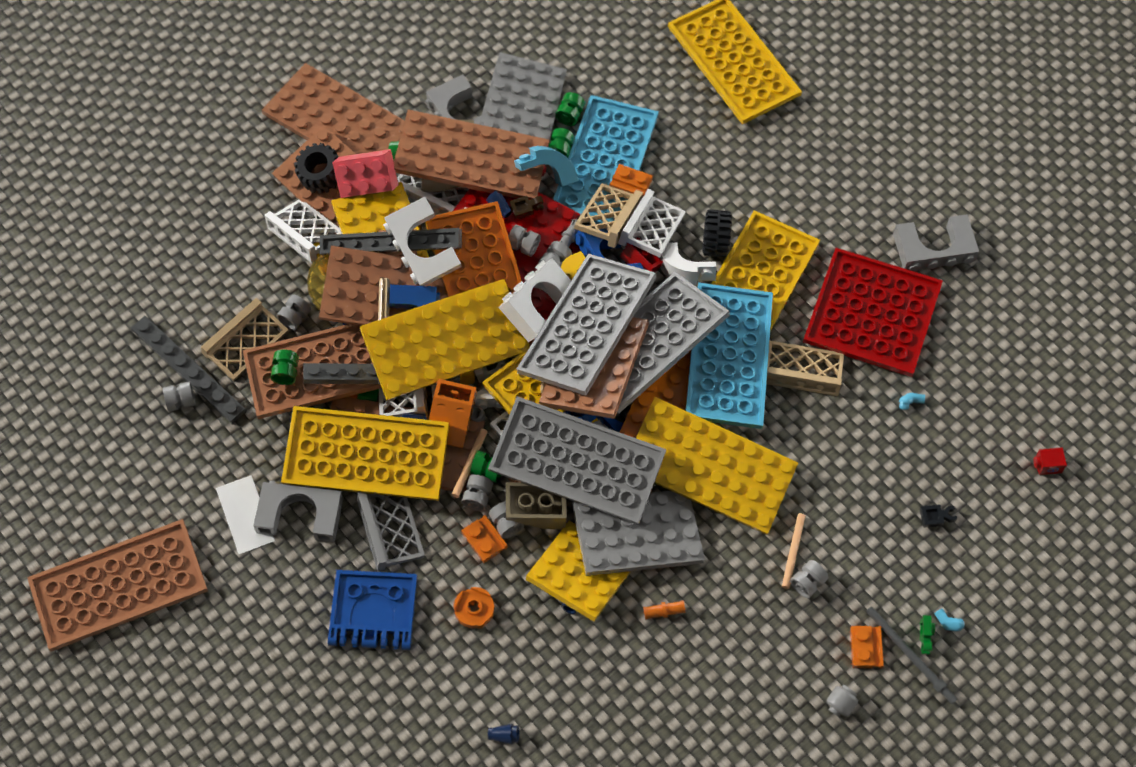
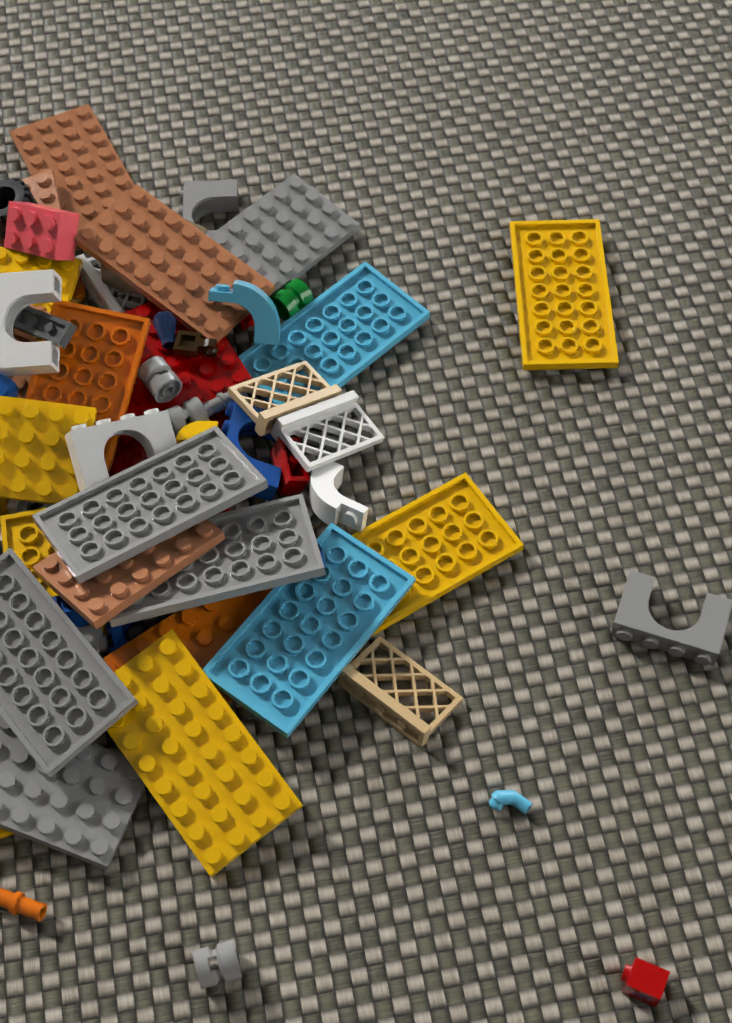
camera: 30 degrees right, 5 degrees down
(570, 109) = (332, 265): green wheel -> none
(631, 180) = (341, 370): orange plate -> none
(717, 233) = (396, 476): black tyre -> none
(793, 550) = (229, 915): light nougat bar -> none
(873, 312) = (534, 666): red plate -> none
(935, 516) = (437, 970): black plate -> none

